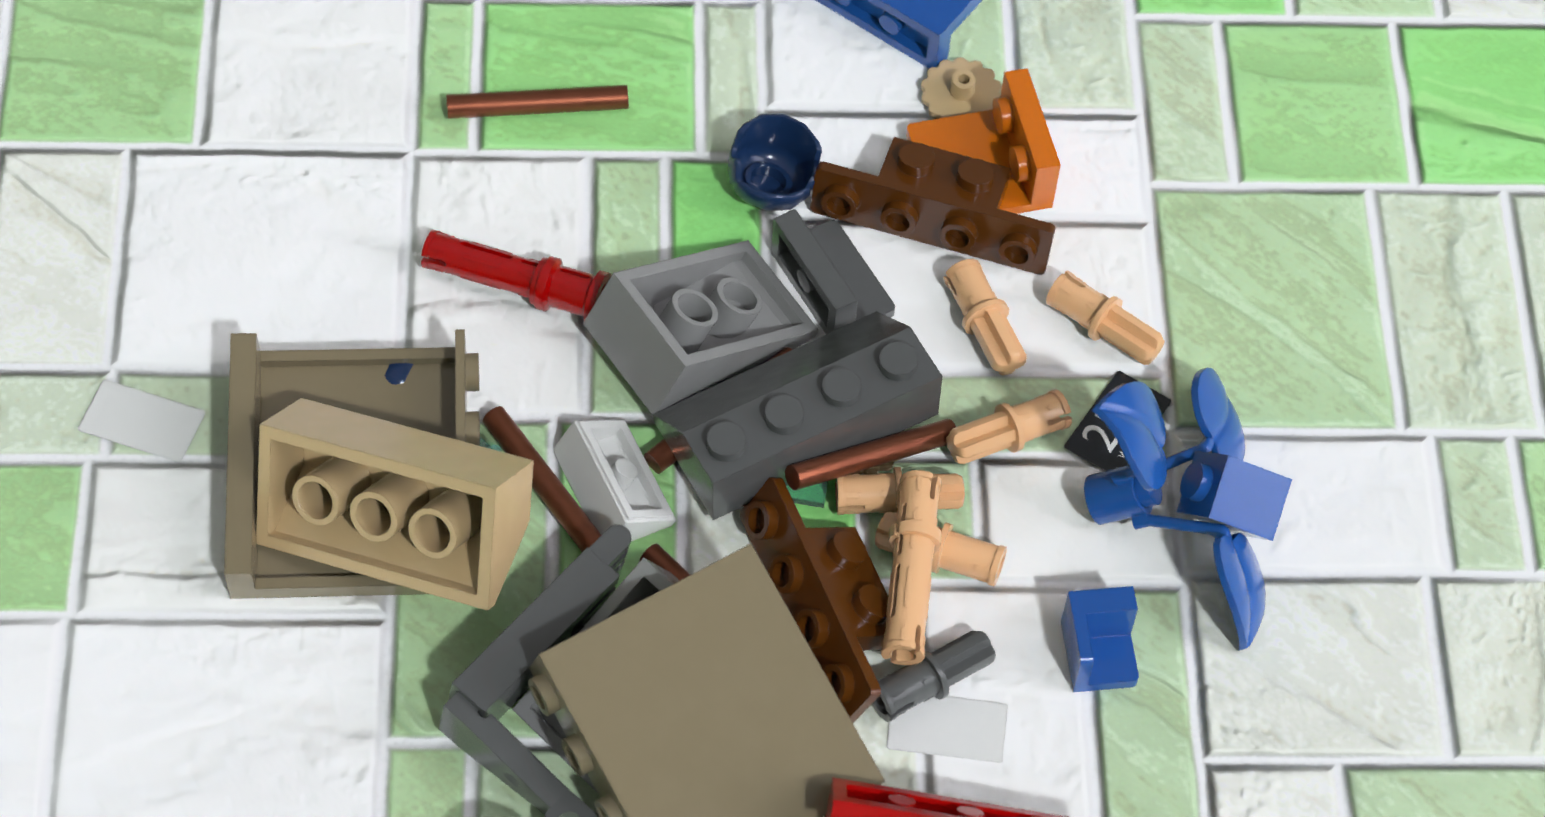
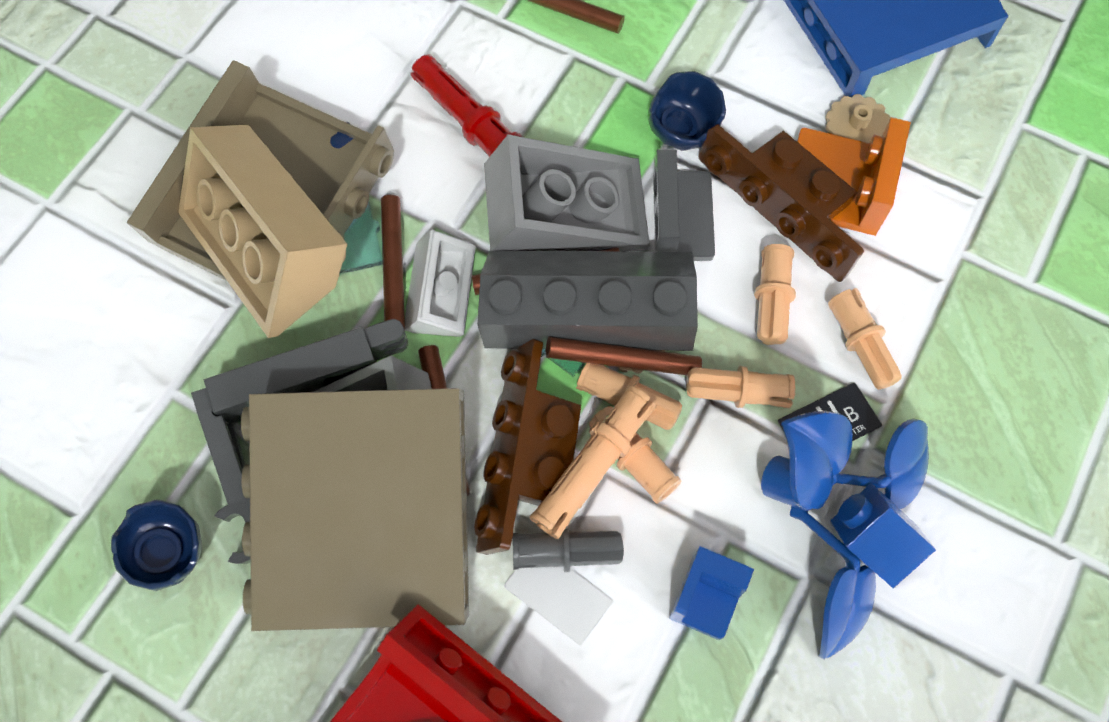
camera: 35 degrees right, 10 degrees up
(141, 420) = (174, 96): white sticker -> none

